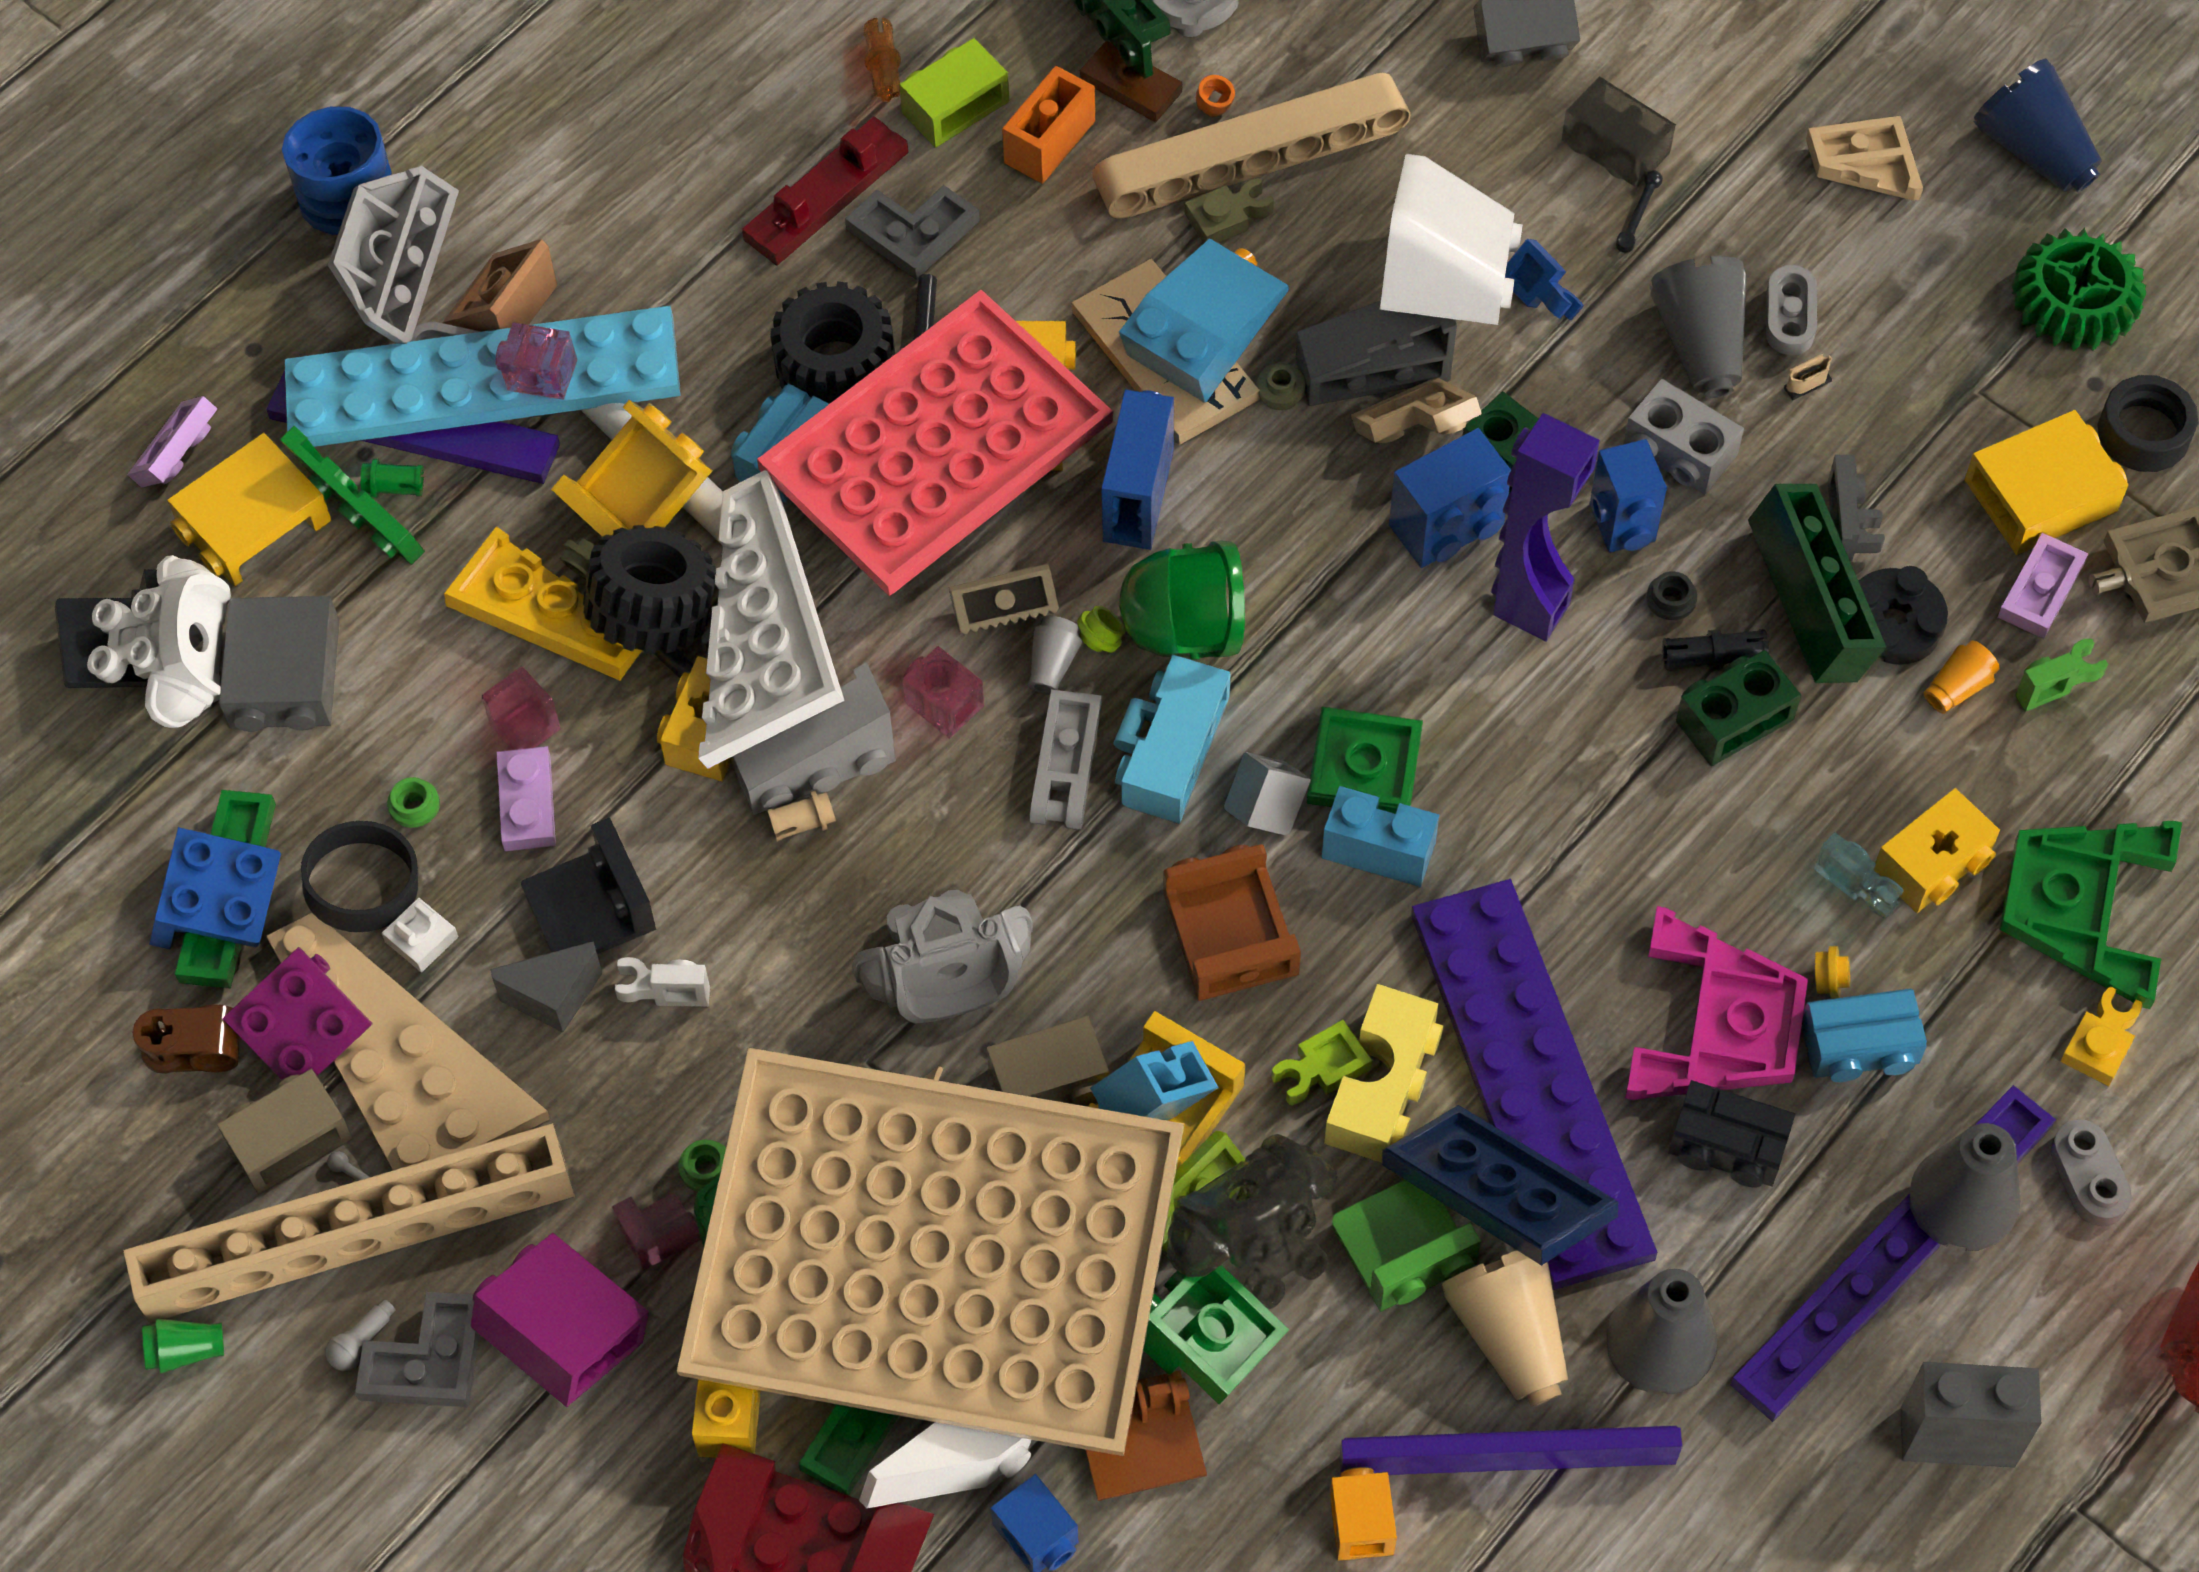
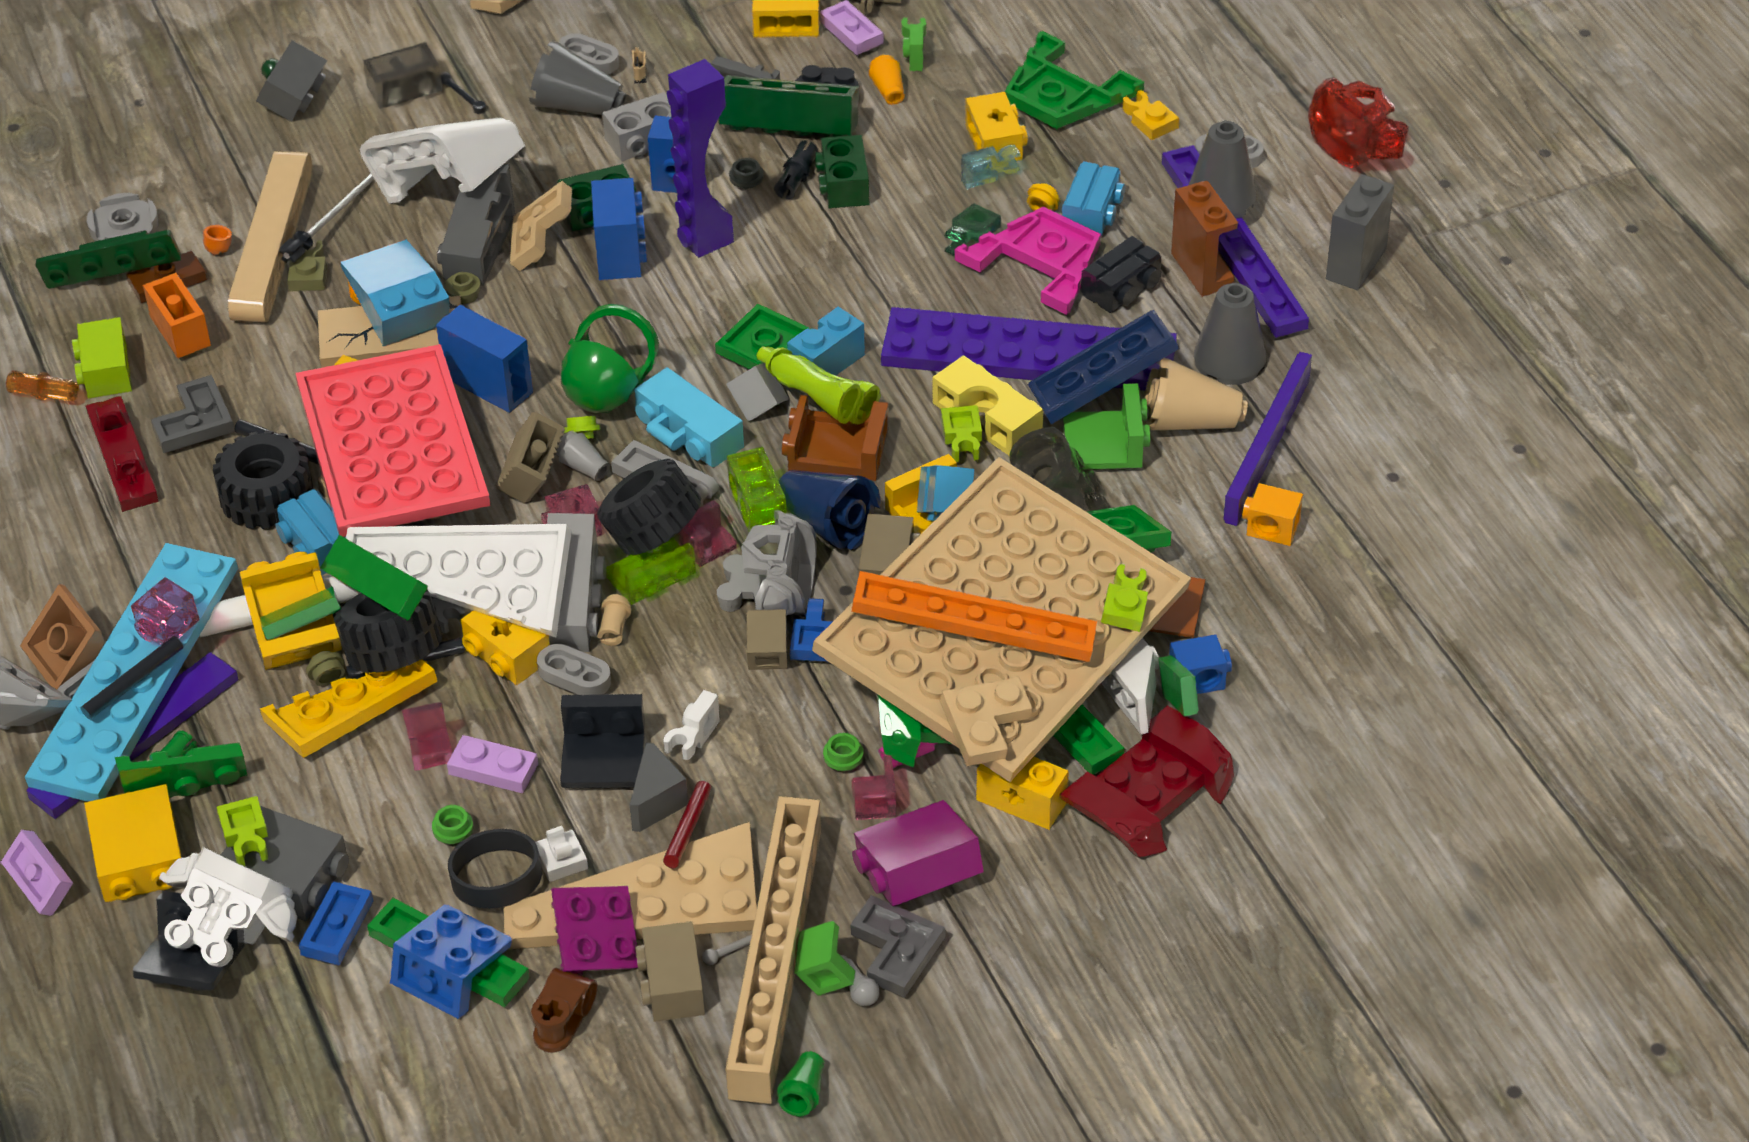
camera: 65 degrees left, 15 degrees down
(222, 758) = (336, 923): none -> blue plate
(275, 597) = (244, 828): none -> lime plate
(354, 1278) = (819, 962): none -> bright green panel
(445, 380) = (131, 677): none -> black bar
(509, 1045) = (687, 824): none -> dark red bar
(623, 491) = (300, 613): none -> green tile
(676, 535) = (374, 577): none -> green tile
(698, 816) = (577, 672): none -> light grey plate
(732, 1283) = (978, 710): none -> tan plate
(833, 998) = (766, 639): none -> dark tan panel
(877, 1046) = (806, 631): none -> blue plate
(878, 1216) = (974, 616): none -> orange plate
(907, 818) = (652, 571): none -> clear neon green bracket
(960, 1514) = (1178, 685): none -> green tile
(966, 766) = (649, 507): none -> black tyre
(987, 850) = (707, 534): none -> clear pink panel
(1018, 1387) = (1125, 601): none -> lime plate
(1071, 872) = (755, 487): none -> clear neon green brick
(1091, 964) = (832, 504): none -> dark blue cone
(1225, 180) = (302, 240): none -> piece
(1282, 871) = (838, 396): none -> lime piece
(1727, 907) = (971, 225): none -> clear green plate
(1833, 1210) = (1195, 236): none -> dark orange panel

